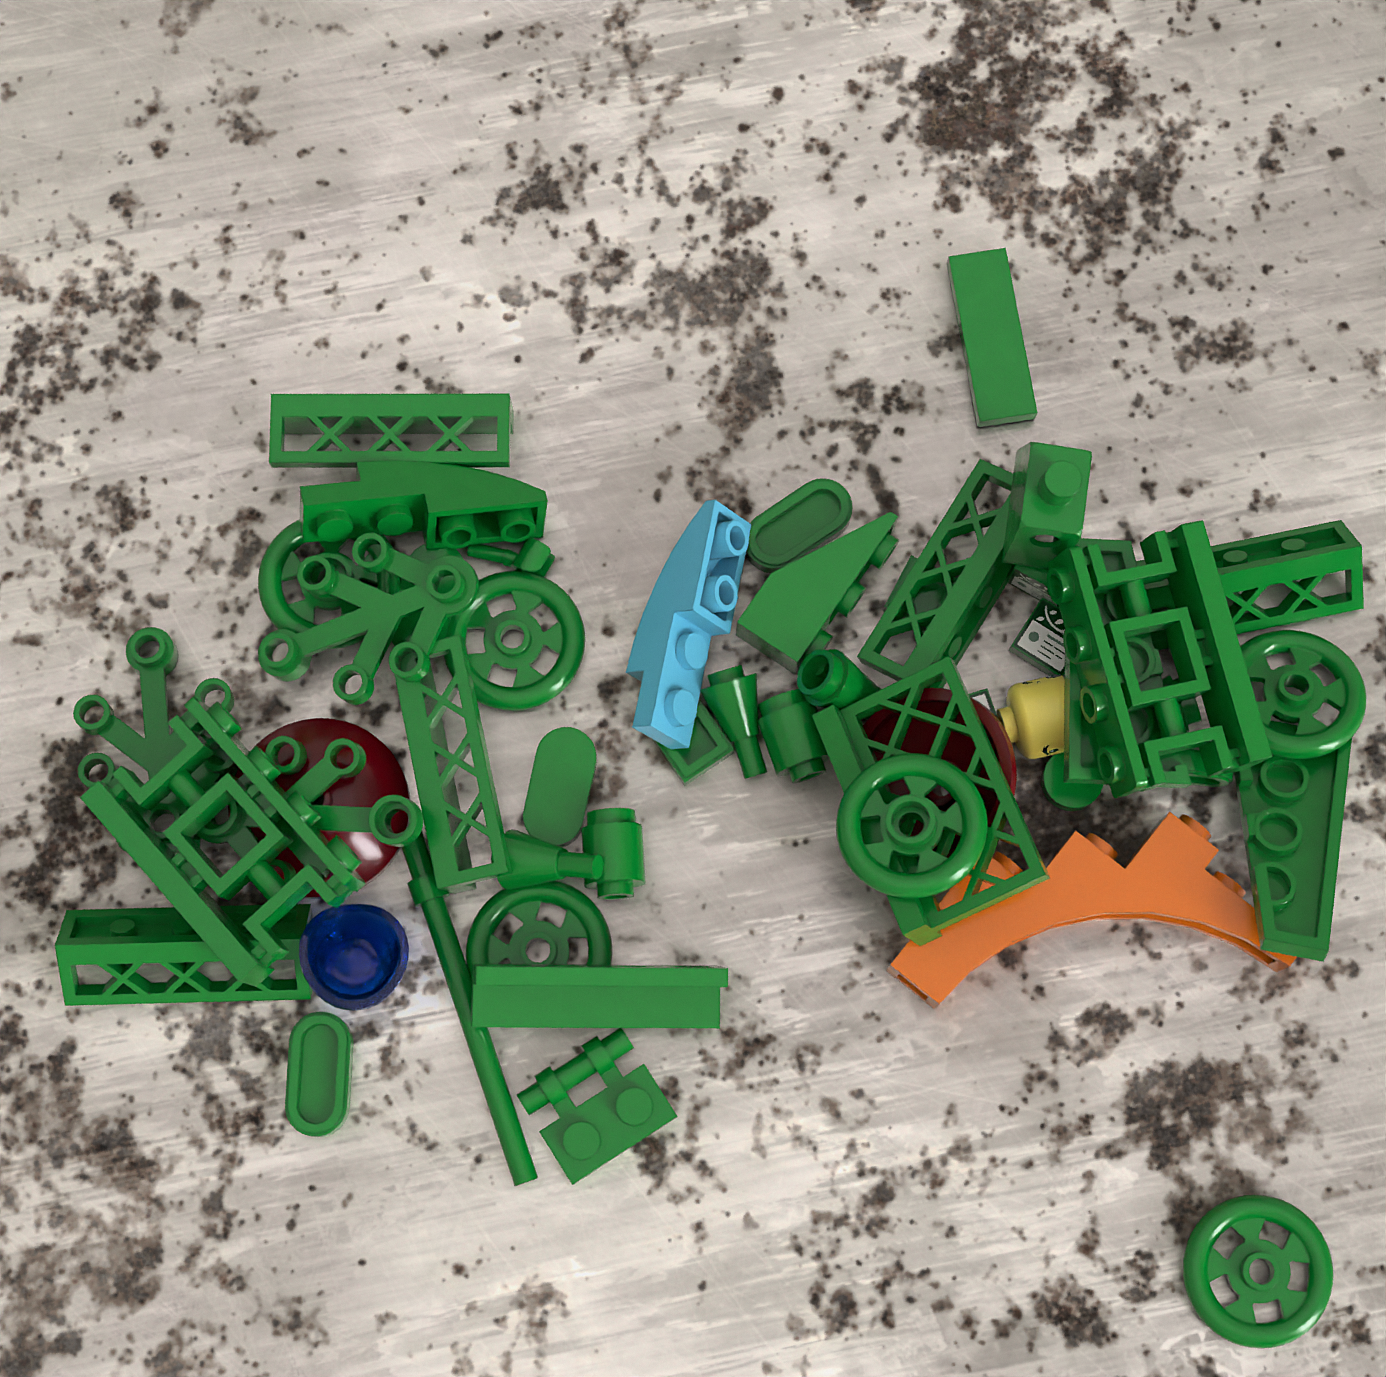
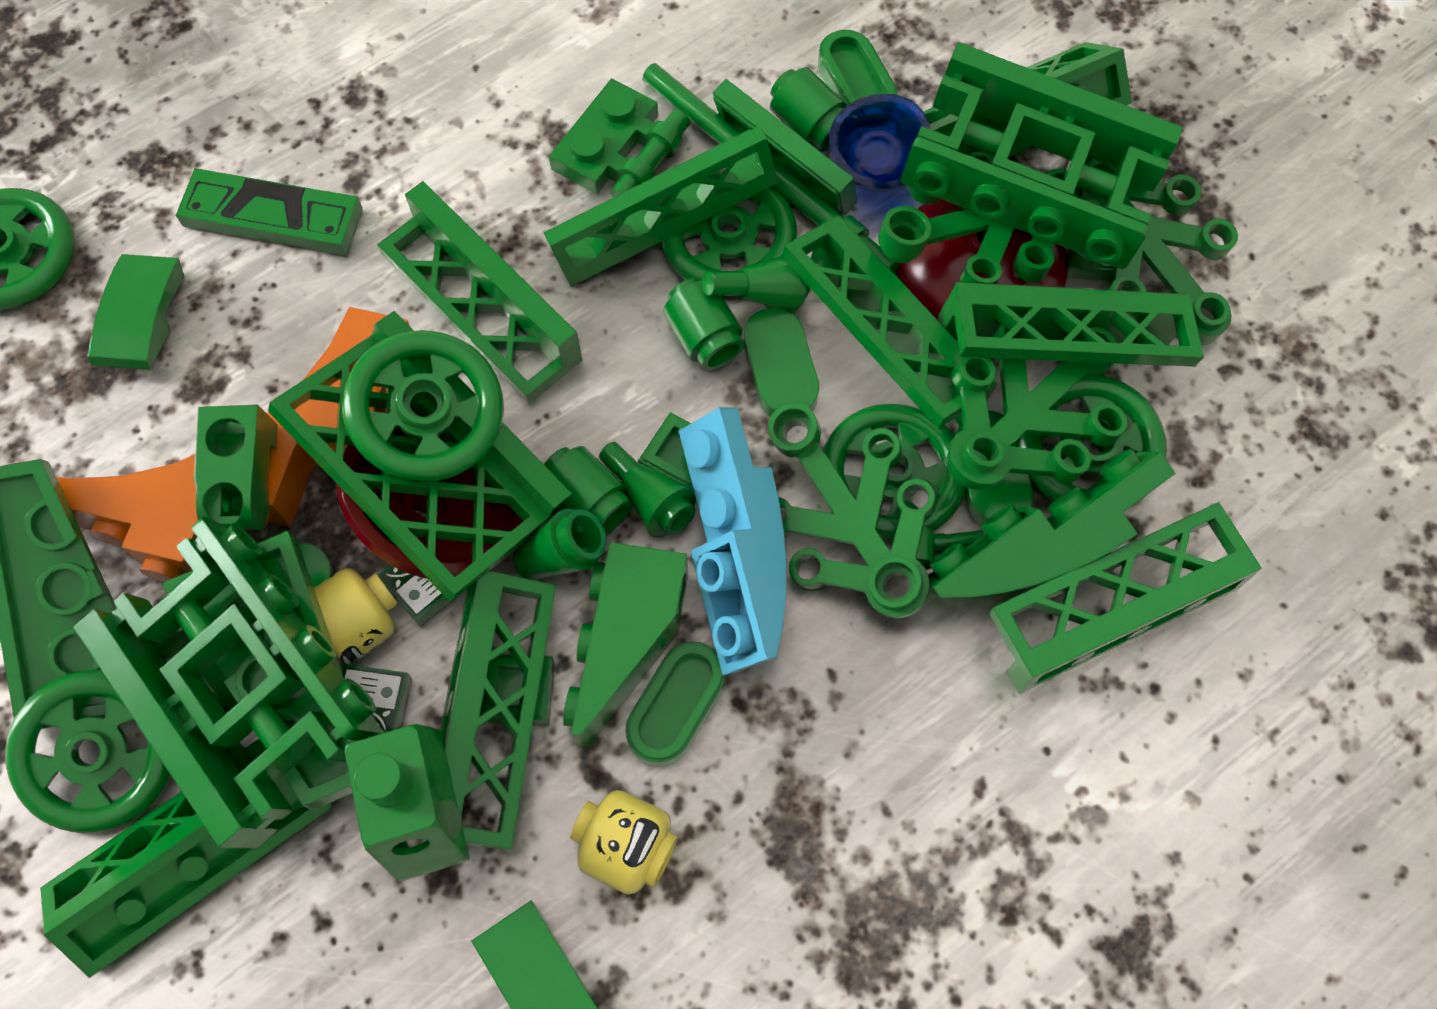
camera: 155 degrees right, 10 degrees down
(295, 694) = (1053, 317): none -> green fence
(391, 1047) = (806, 105): none -> green brick
(443, 1011) = (788, 148): none -> green tile
(577, 600) = (857, 519): none -> green plant
(789, 995) = (496, 280): none -> green fence
(889, 430) = (623, 841): none -> light yellow head
(979, 1189) = (269, 211): none -> green tile
(1096, 862) = (233, 464): none -> green leg
(1144, 1124) = (131, 312): none -> green slope

